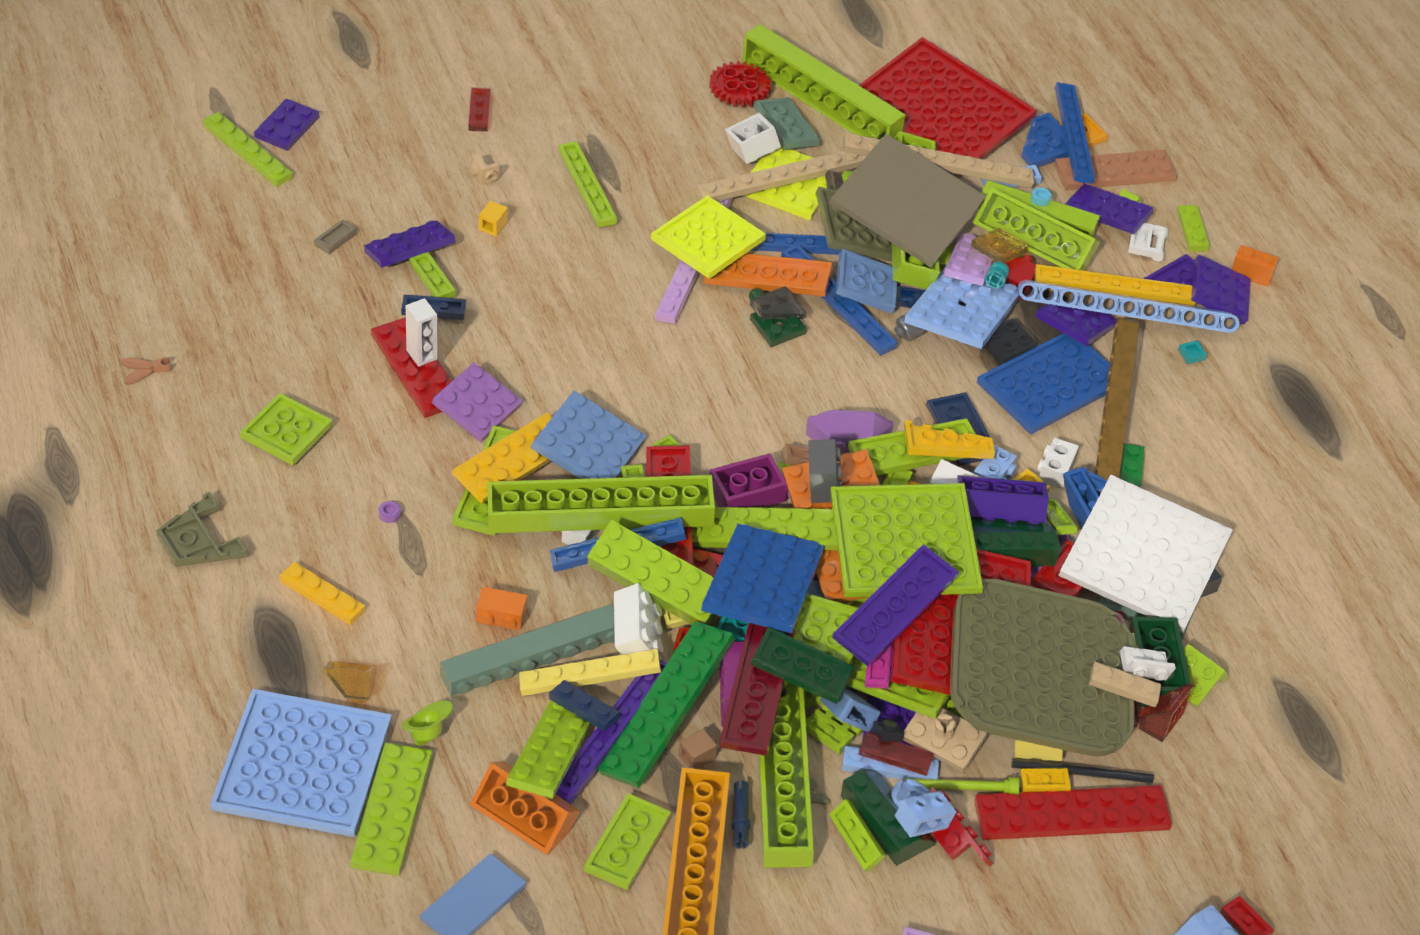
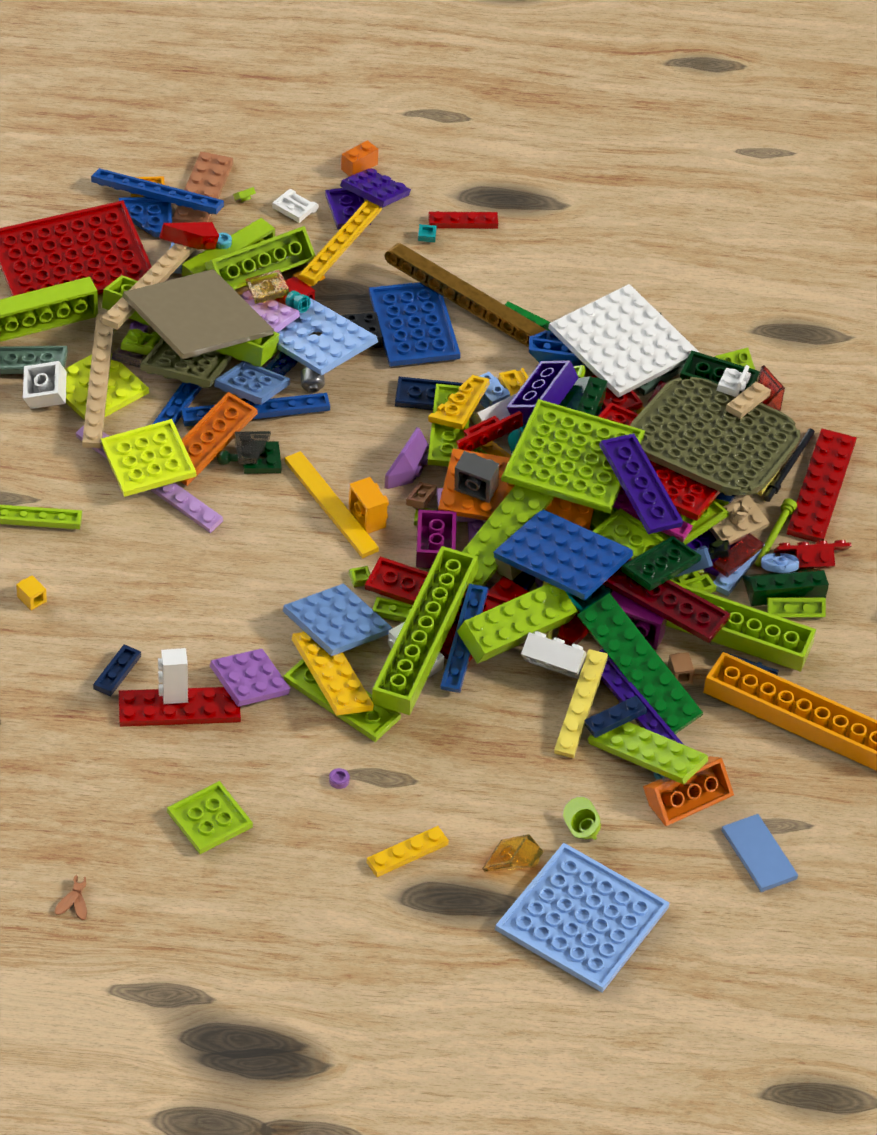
camera: 65 degrees left, 0 degrees up
(190, 542) = (303, 923): olive wing -> none
(391, 809) = (679, 888): lime plate -> none
(409, 243) = (29, 660): dark purple plate -> none
(432, 276) = (78, 658): lime plate -> none
(501, 608) = (485, 738): orange brick -> none
(528, 651) = (537, 734): sand green brick -> none
(627, 841) = (745, 740): lime plate -> none
(750, 396) = (331, 504): none -> yellow tile
(755, 416) = (368, 504): none -> light orange brick
(907, 468) = (488, 431): none -> red bracket
(925, 813) = (809, 555): light blue brick -> none
(1021, 166) = (191, 234): none -> red slope
(1045, 780) = (791, 486): yellow plate -> none
(1059, 459) = (501, 353): white brick -> none
(1078, 324) = (365, 280): dark purple plate -> none
(1112, 208) = (260, 204): dark purple plate -> none
(1137, 310) = (366, 246): light blue beam -> none
(1193, 228) = (294, 175): lime plate -> none
(1240, 377) = (464, 220): none -> red plate

